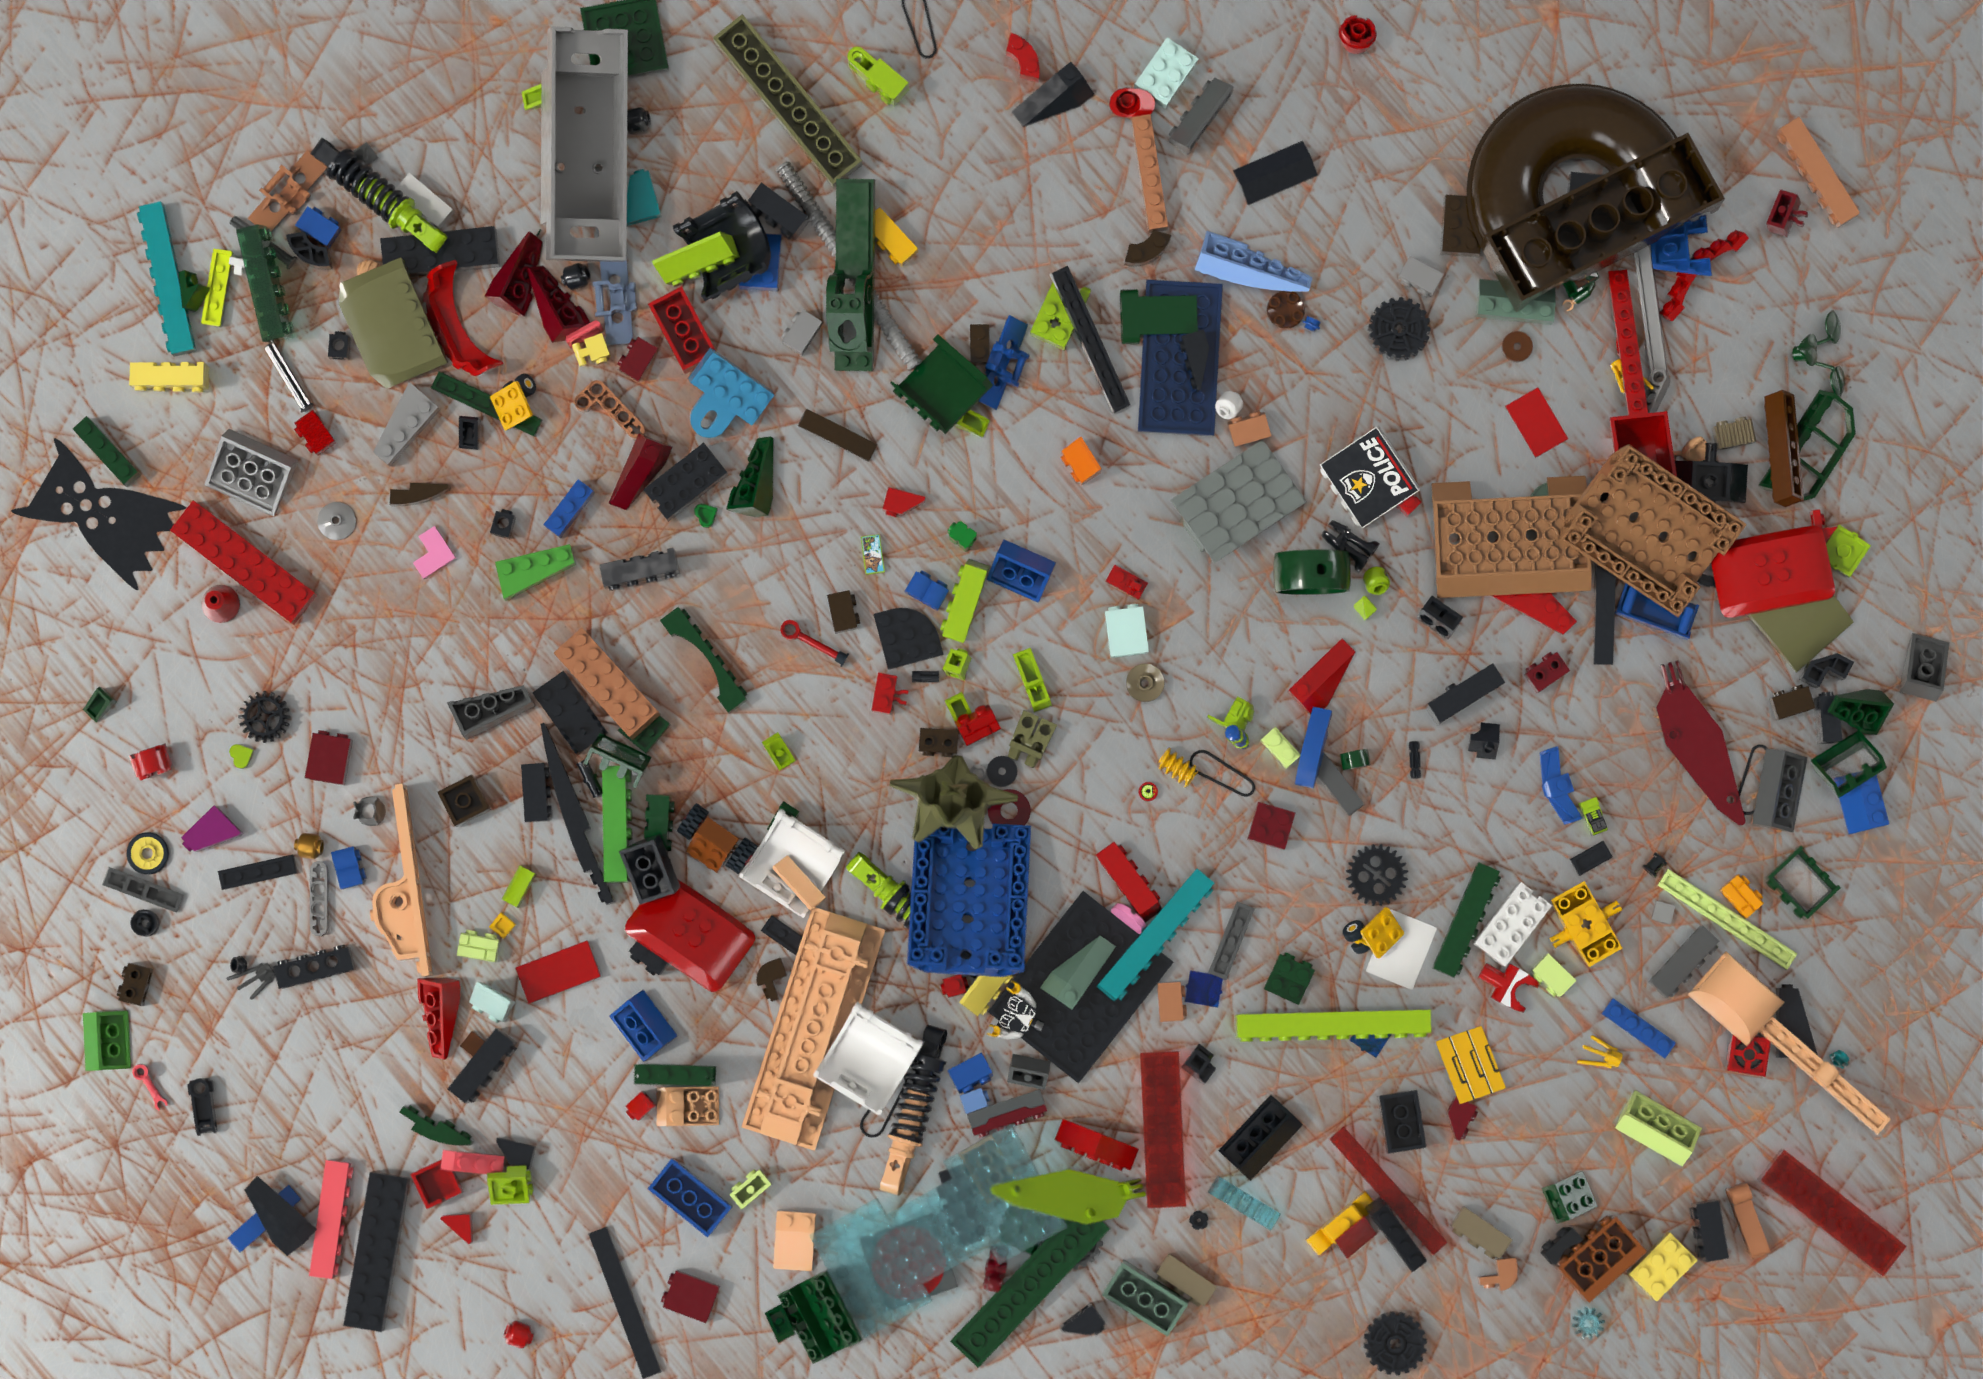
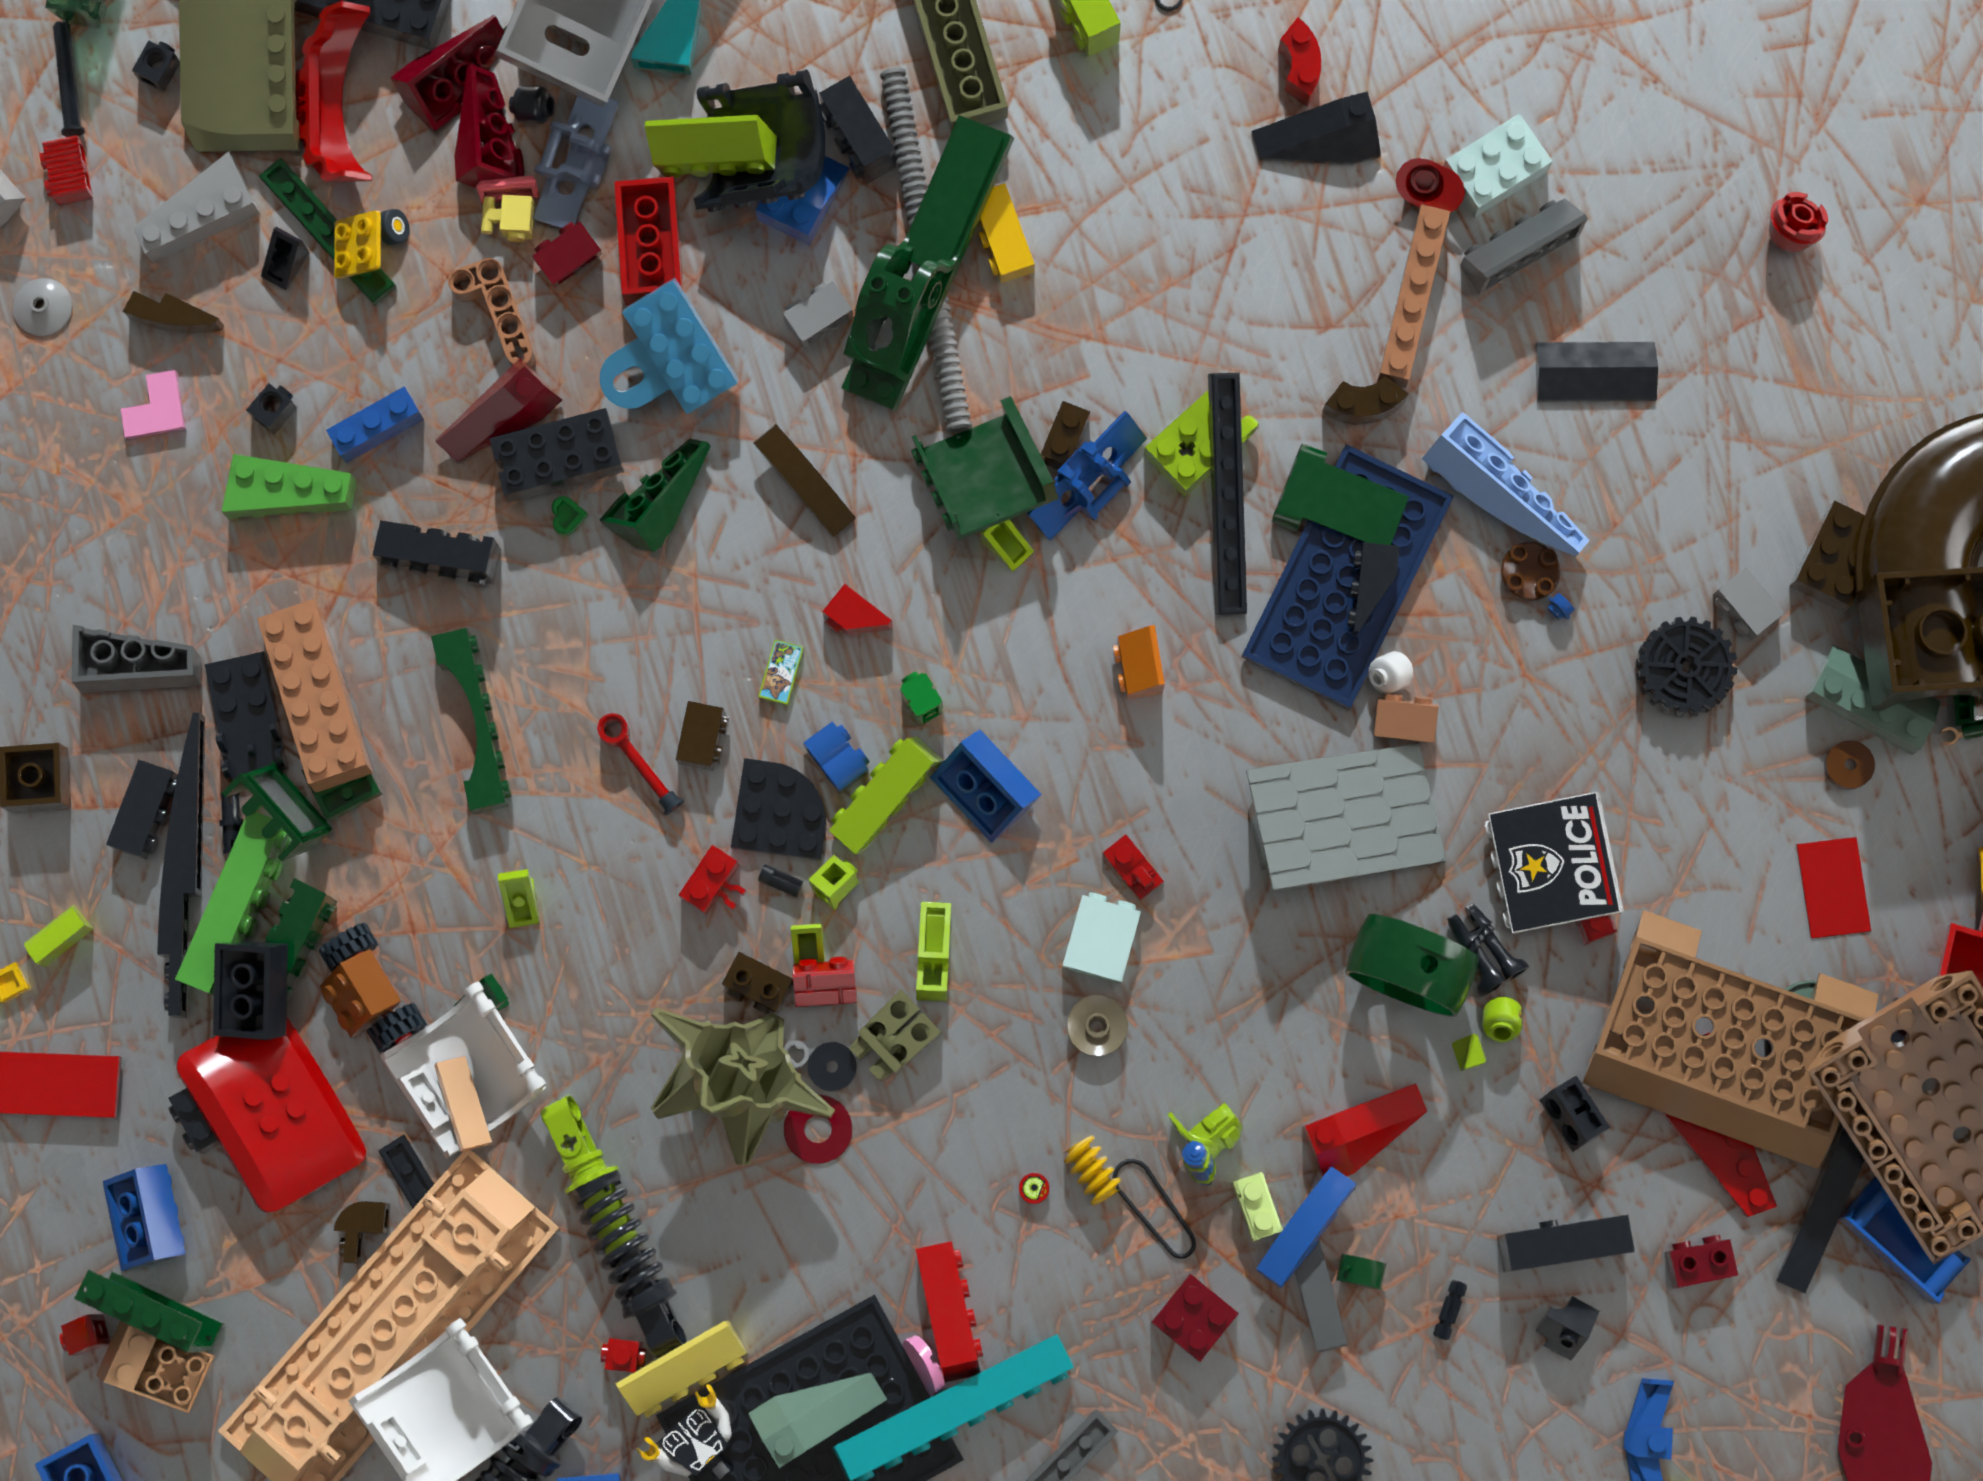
camera: 25 degrees right, 5 degrees down
(994, 902) = (733, 1257): blue slope -> none

